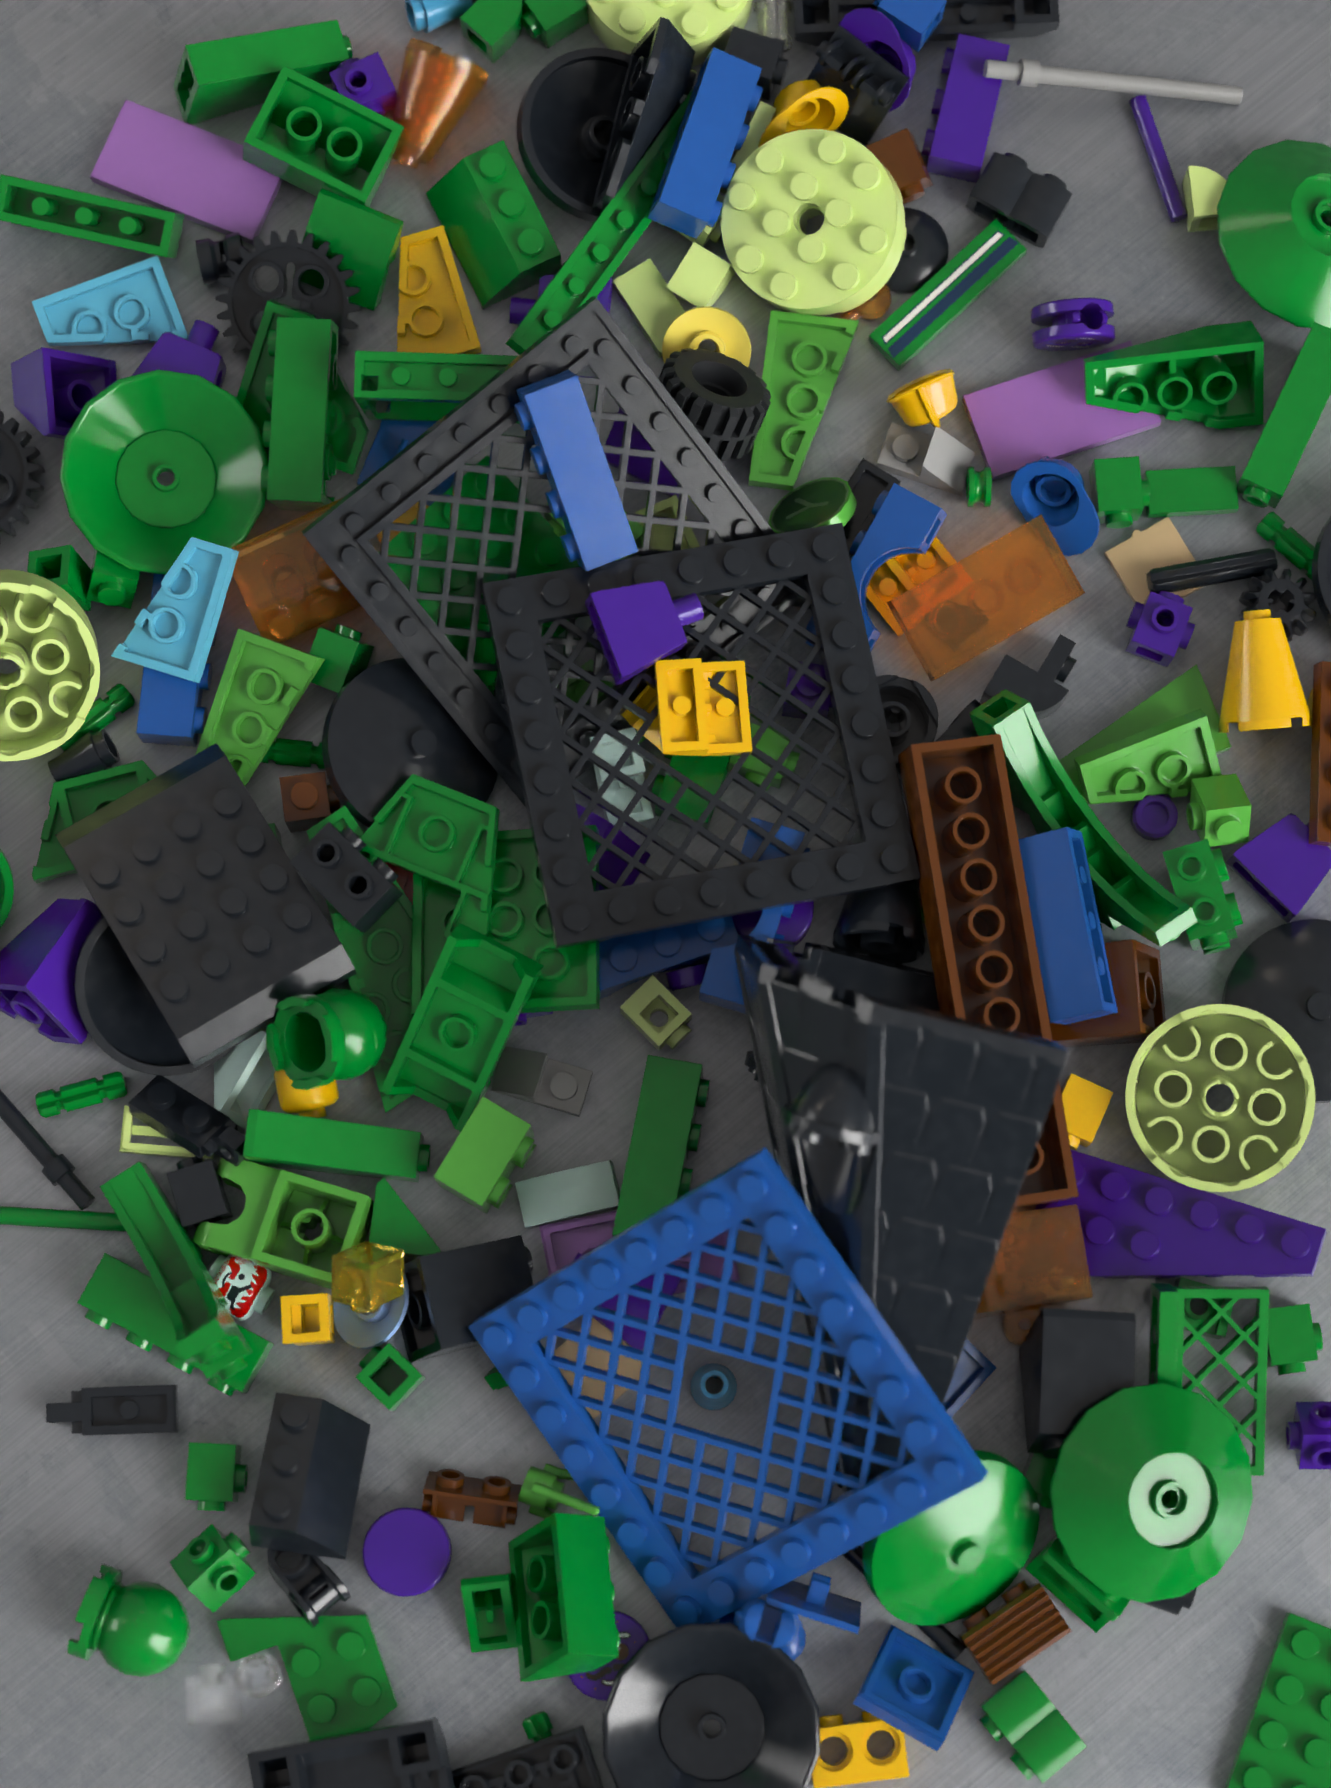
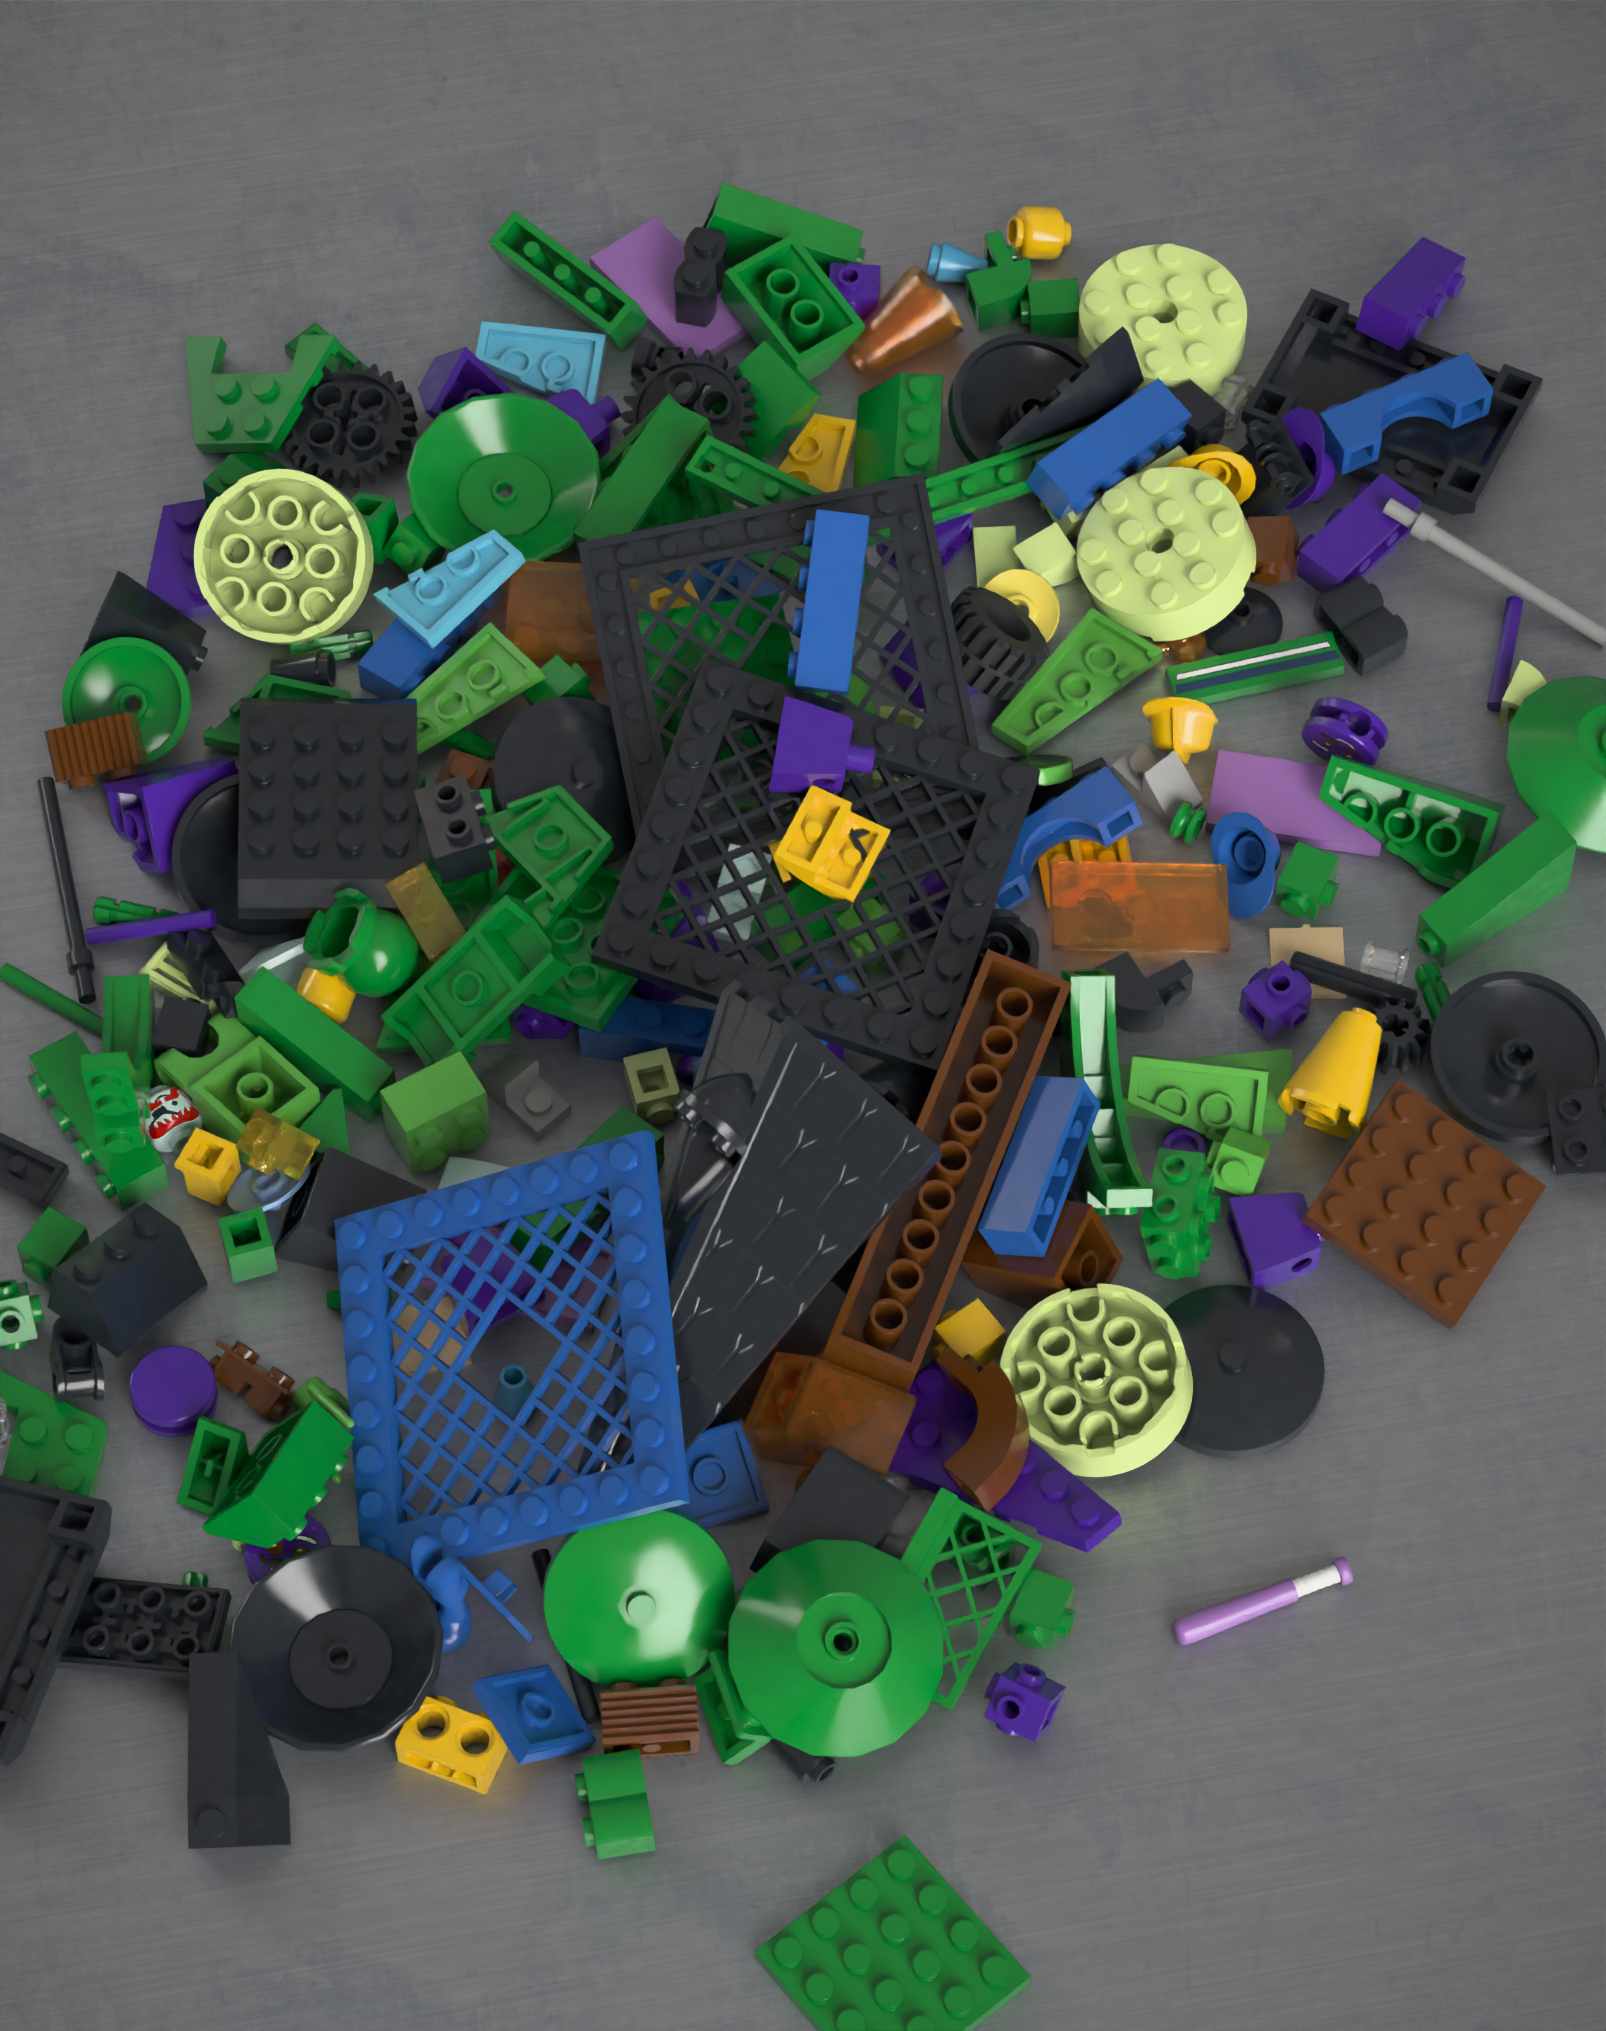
camera: 30 degrees right, 20 degrees down
(105, 1103) = (151, 927): none -> dark purple bar
(214, 149) = (700, 277): none -> black brick
(371, 974) = (426, 911): none -> clear yellow plate
(1183, 1212) = (1000, 1442): none -> reddish brown arch
(1192, 491) = (1373, 916): green tile -> none
(1229, 535) = (1385, 962): none -> clear bush

